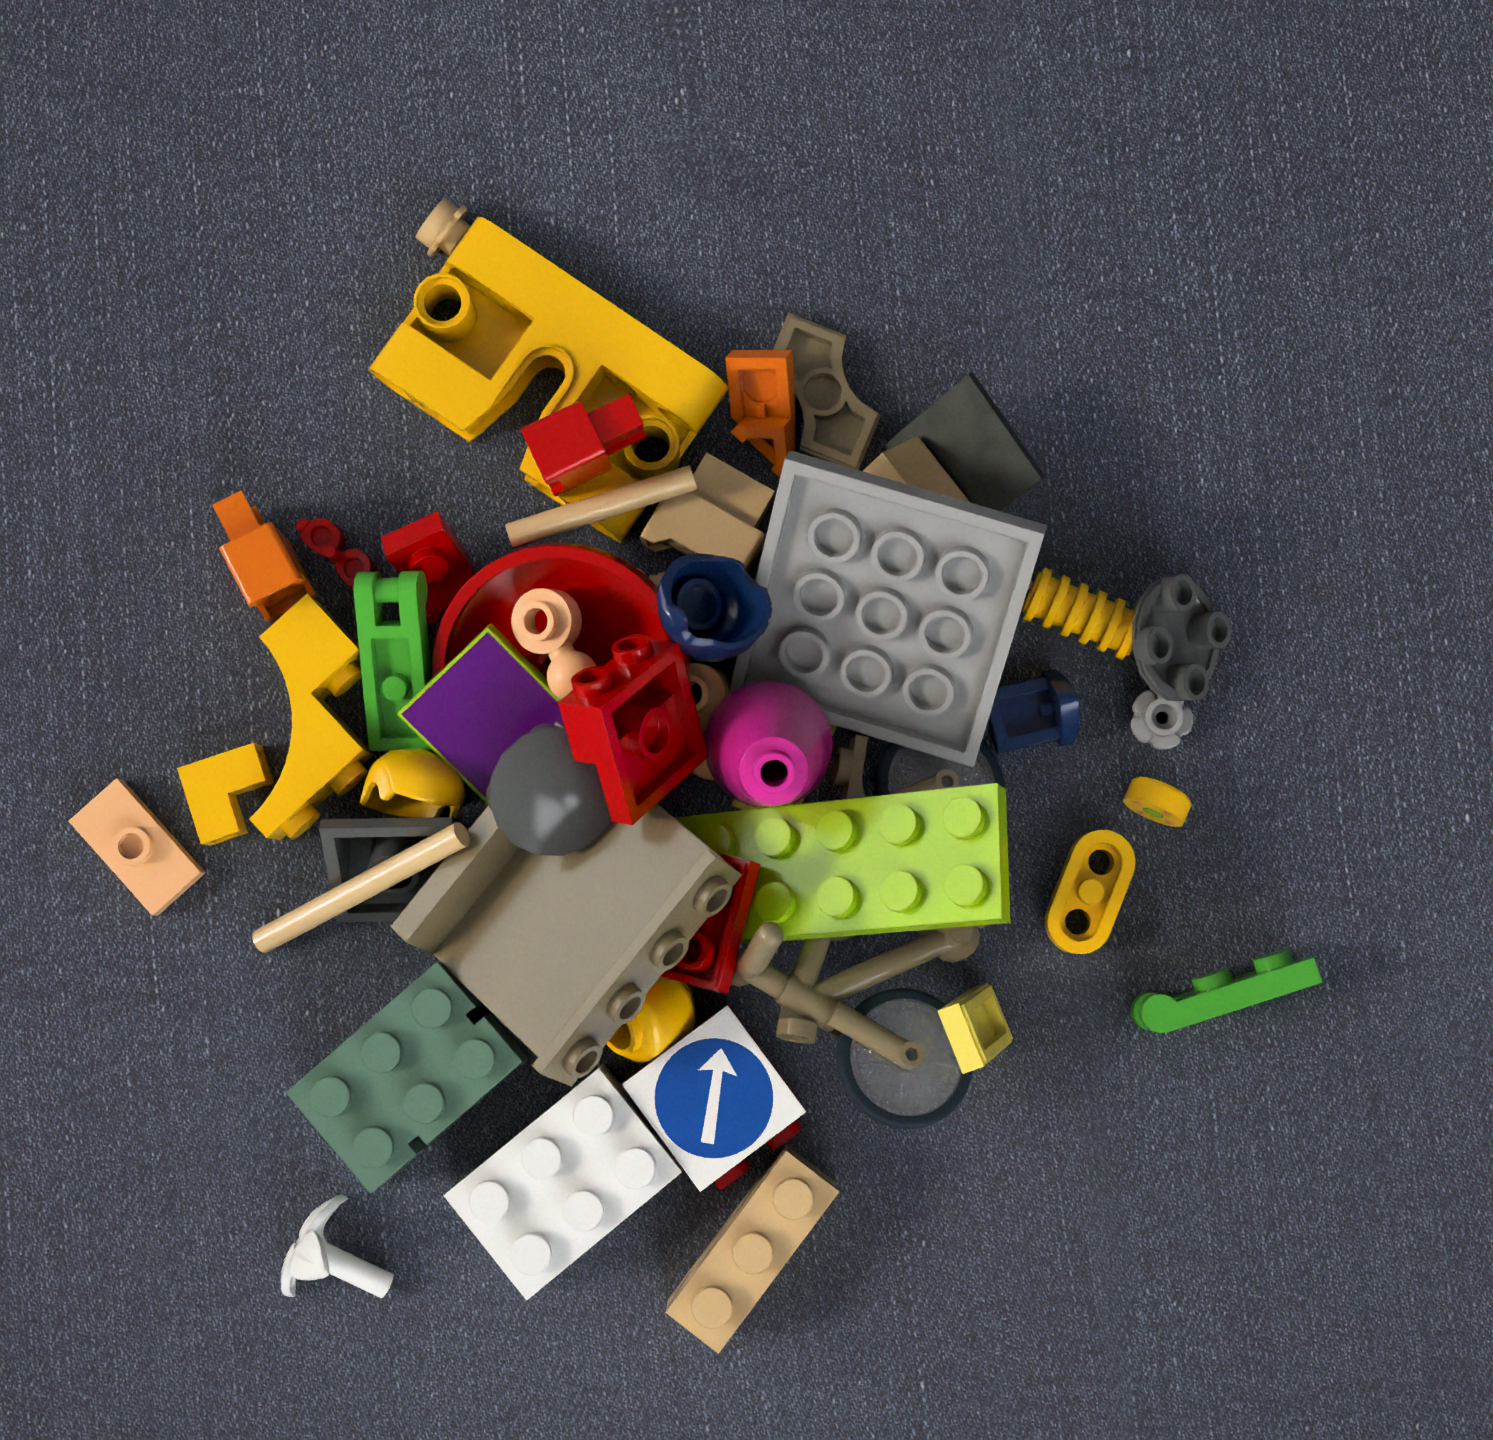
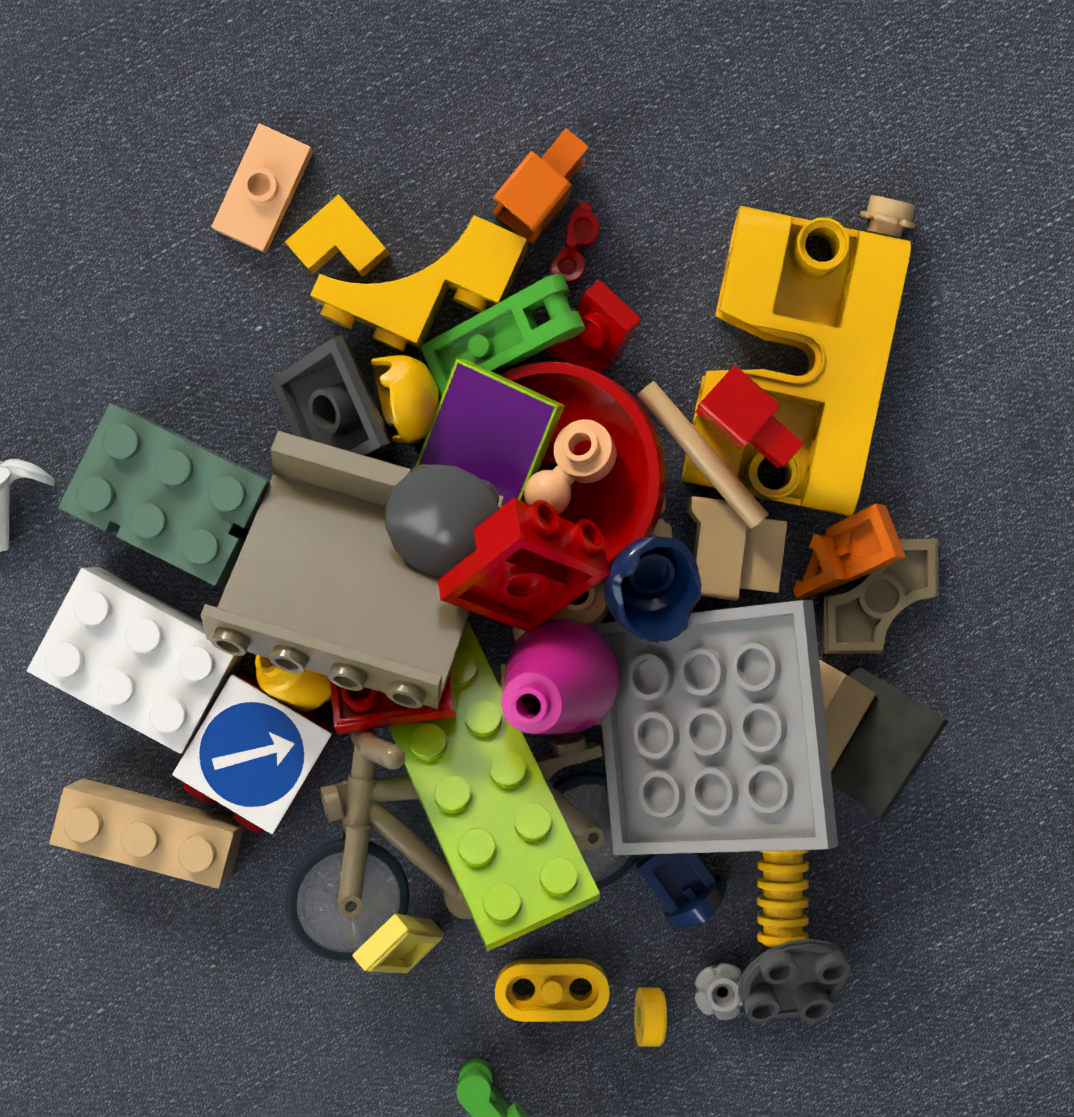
camera: 70 degrees right, 5 degrees up
(362, 887) = (303, 392): tan bar -> none

